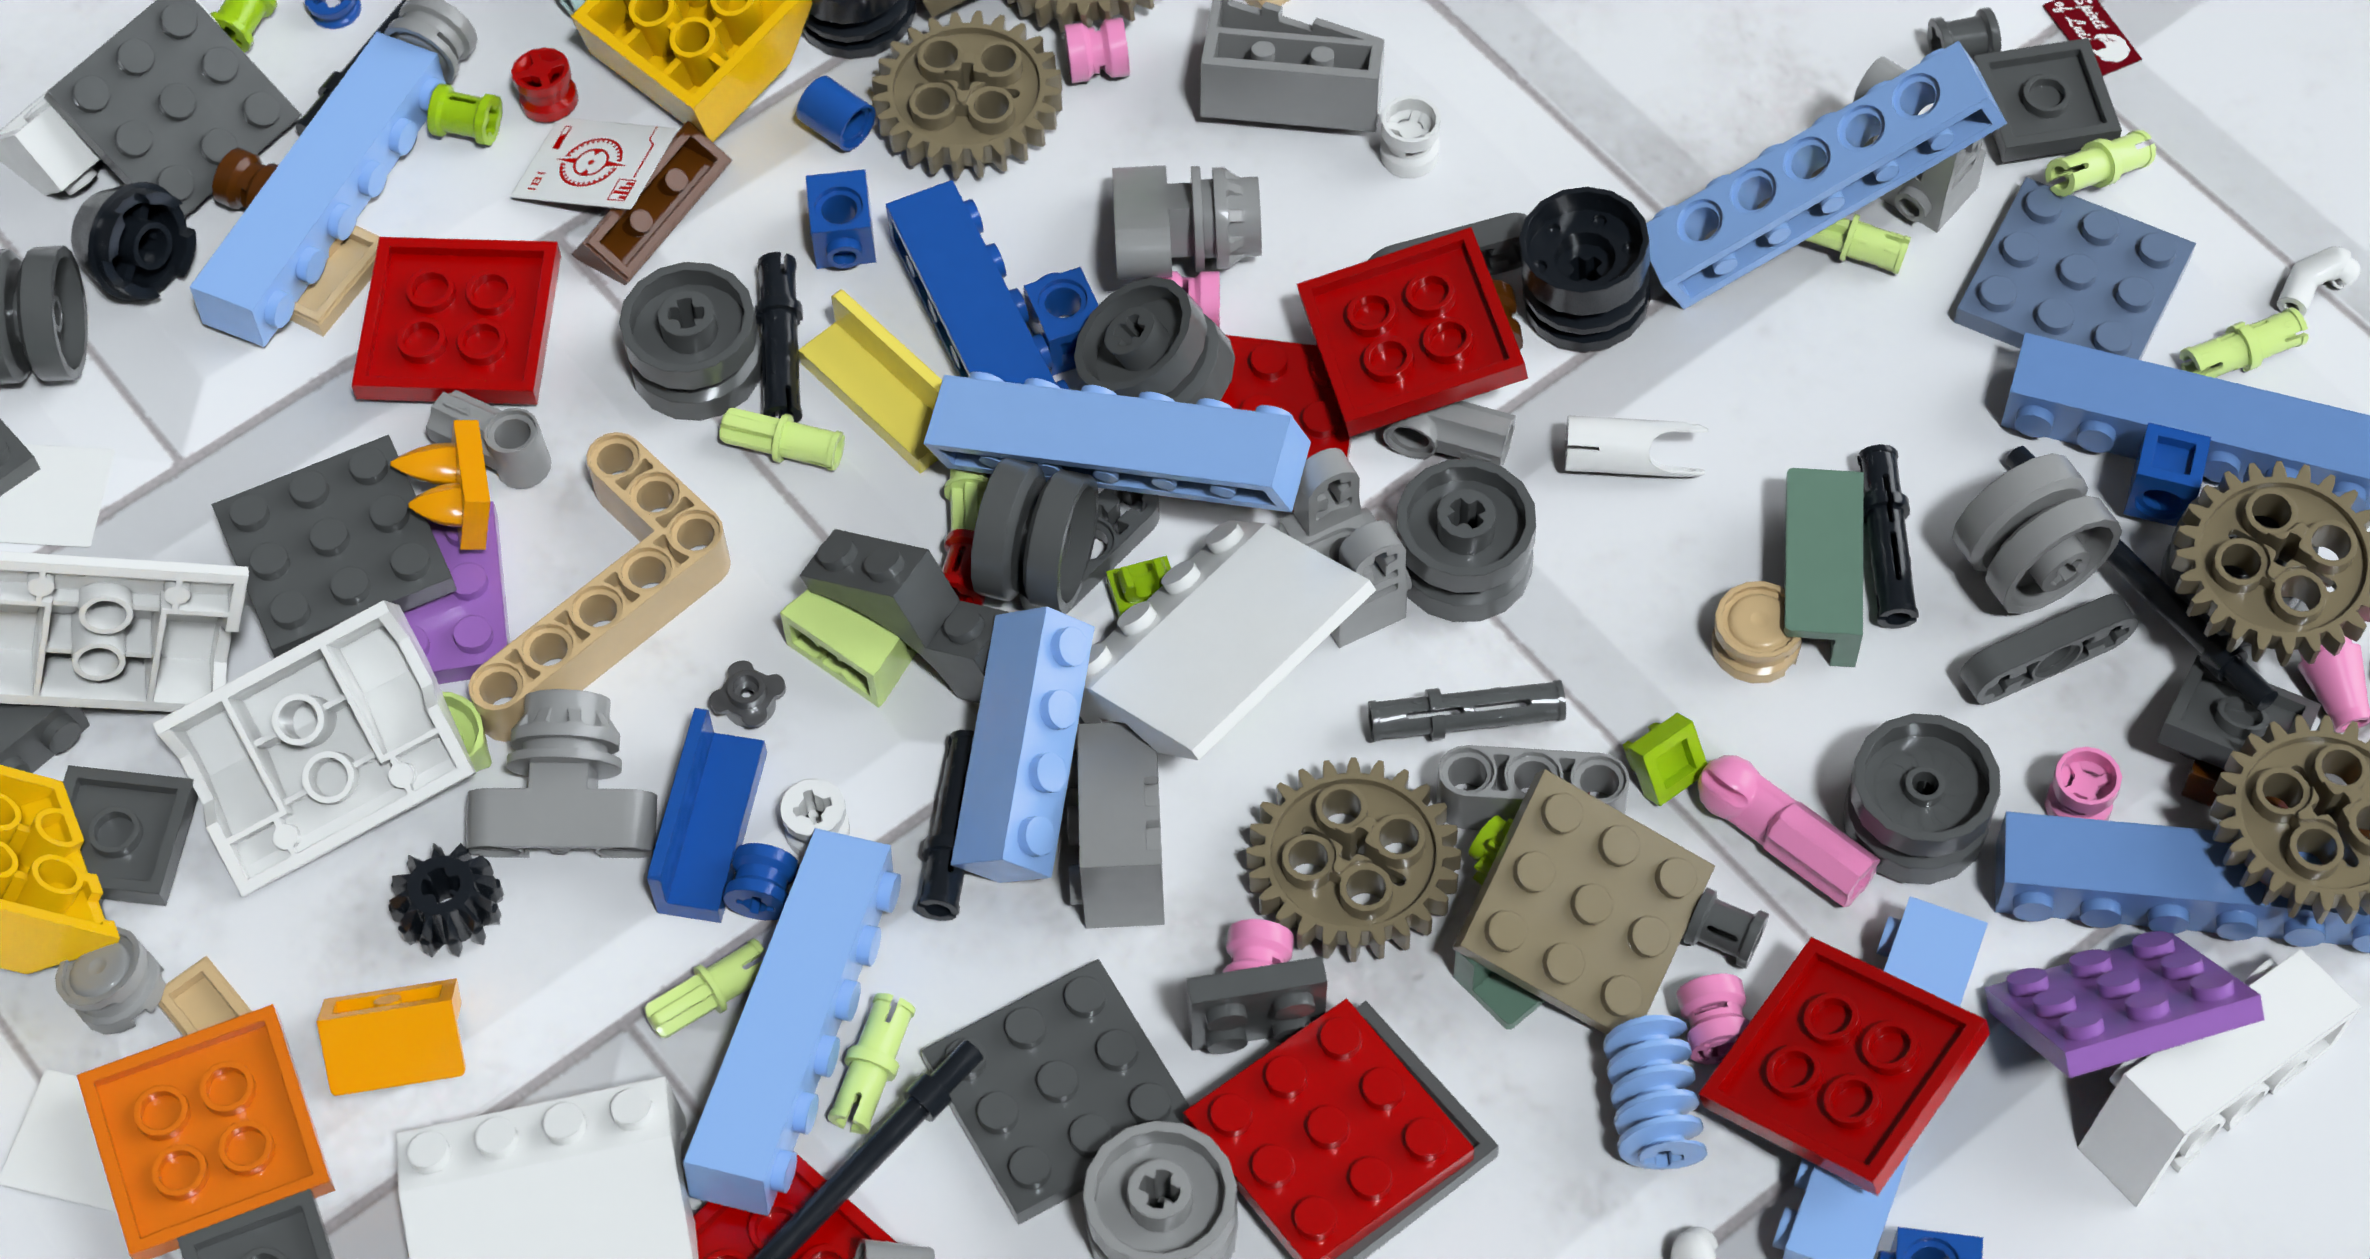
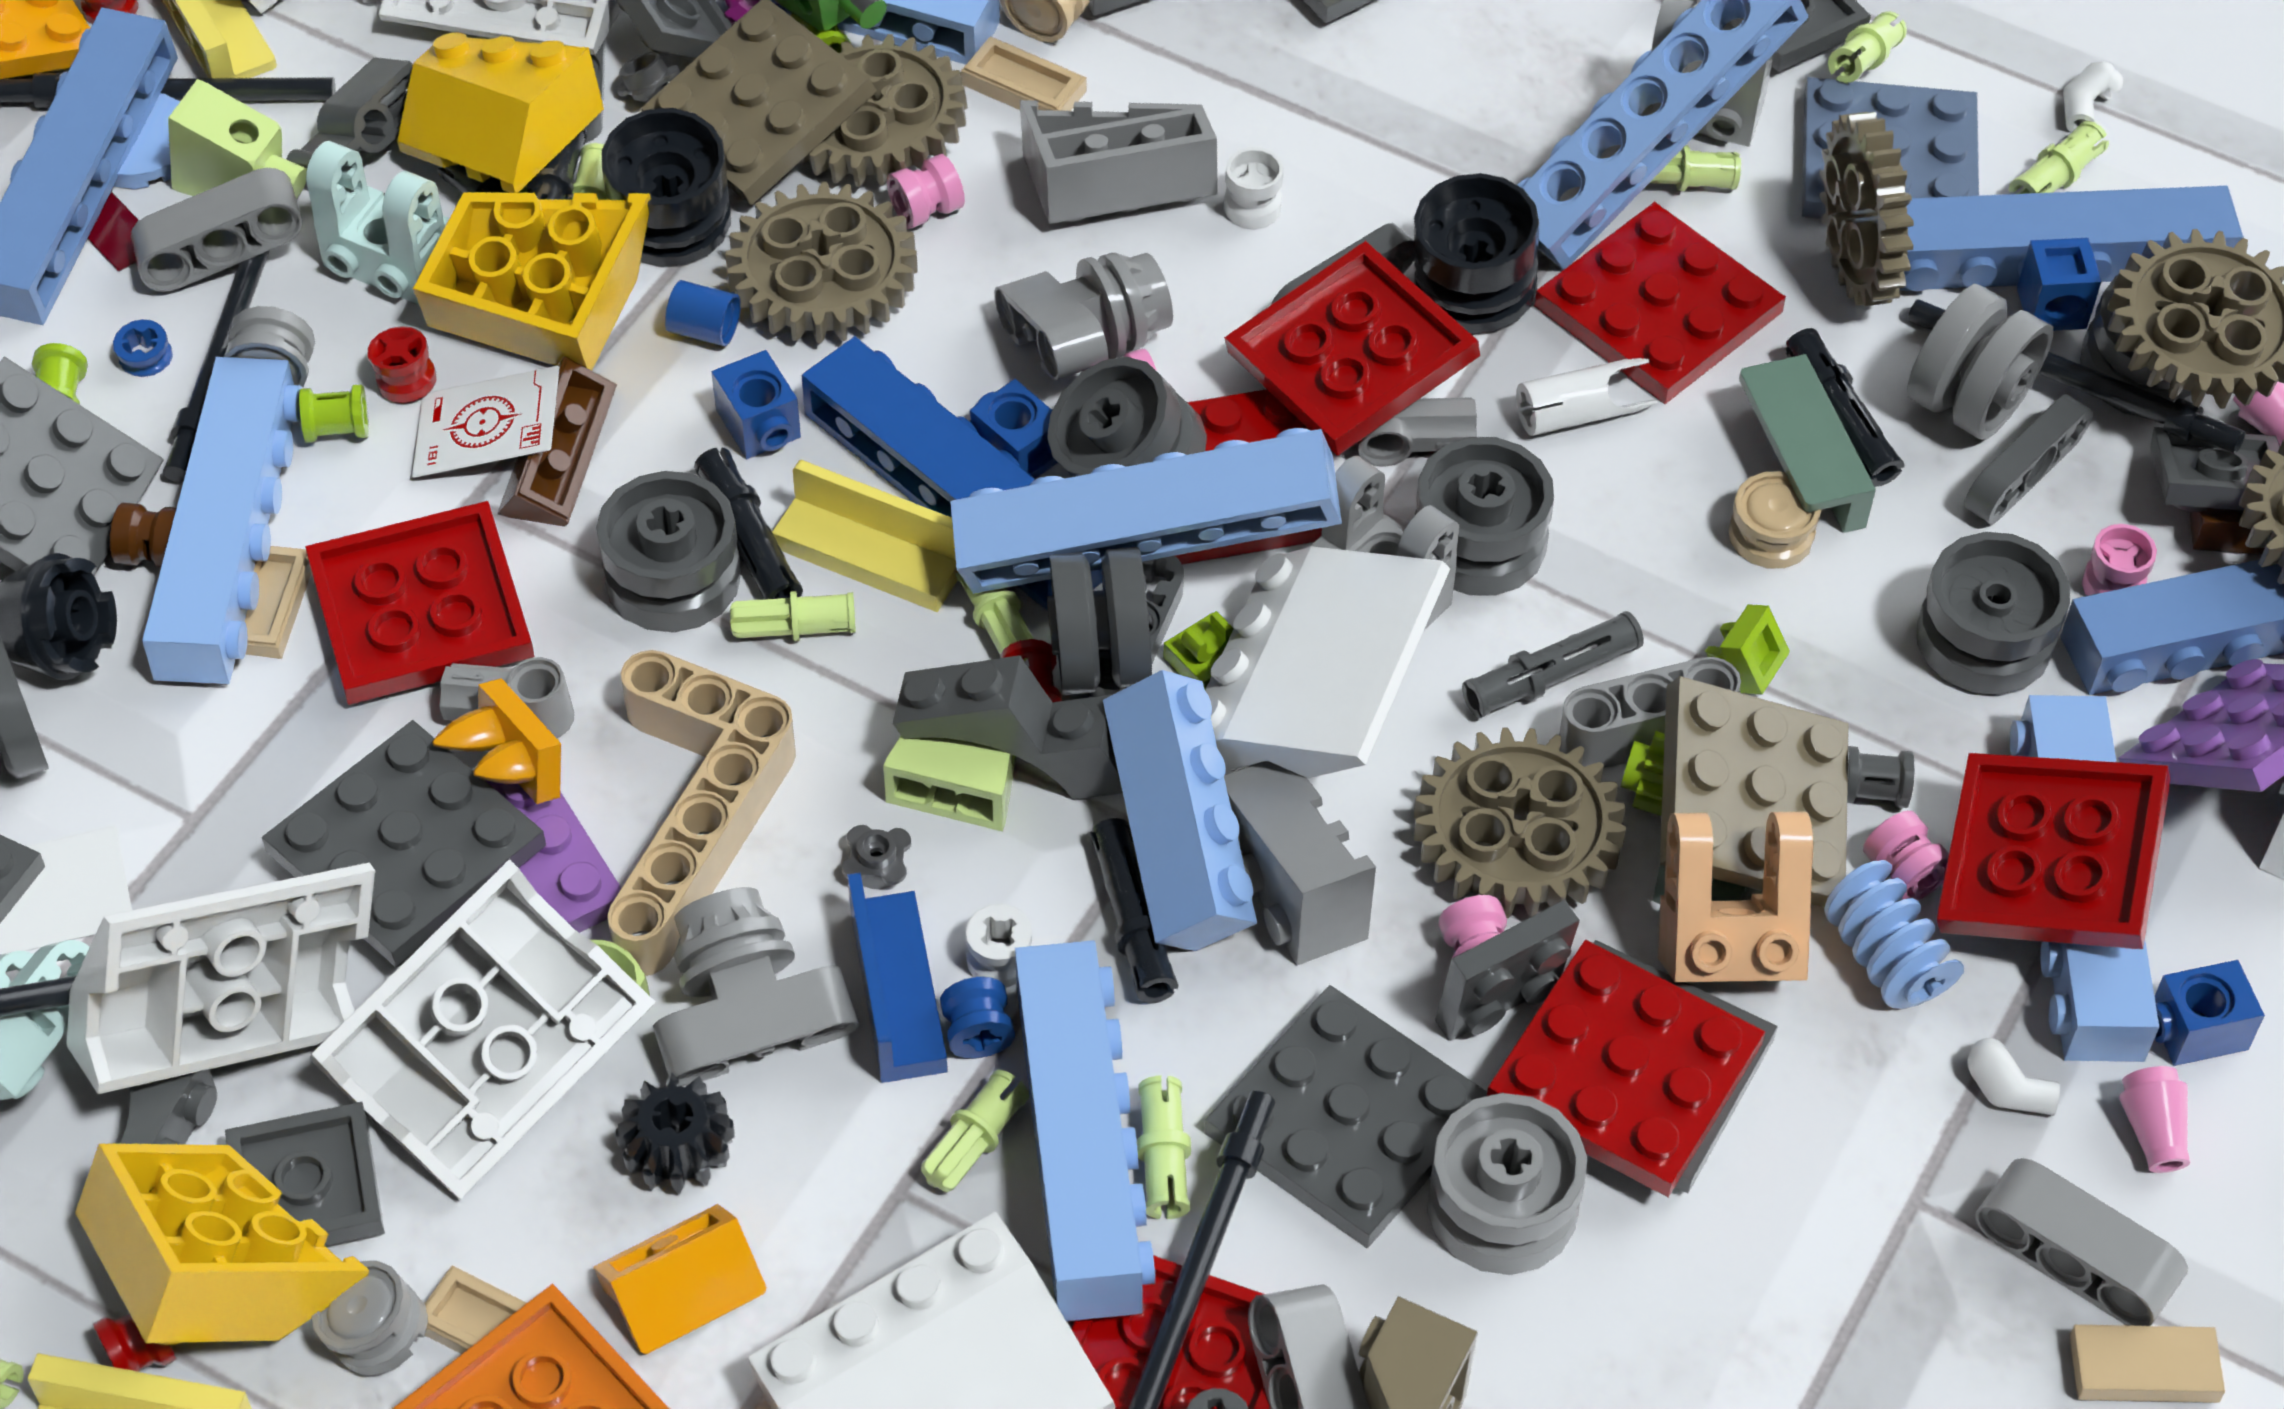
camera: 25 degrees left, 5 degrees down
(1493, 1042) = (1740, 937): none -> light nougat brick
(1761, 370) = (1662, 298): none -> red plate
(1787, 828) = (1883, 676): bright pink piece -> none
(1988, 339) = (1866, 208): none -> dark tan gear

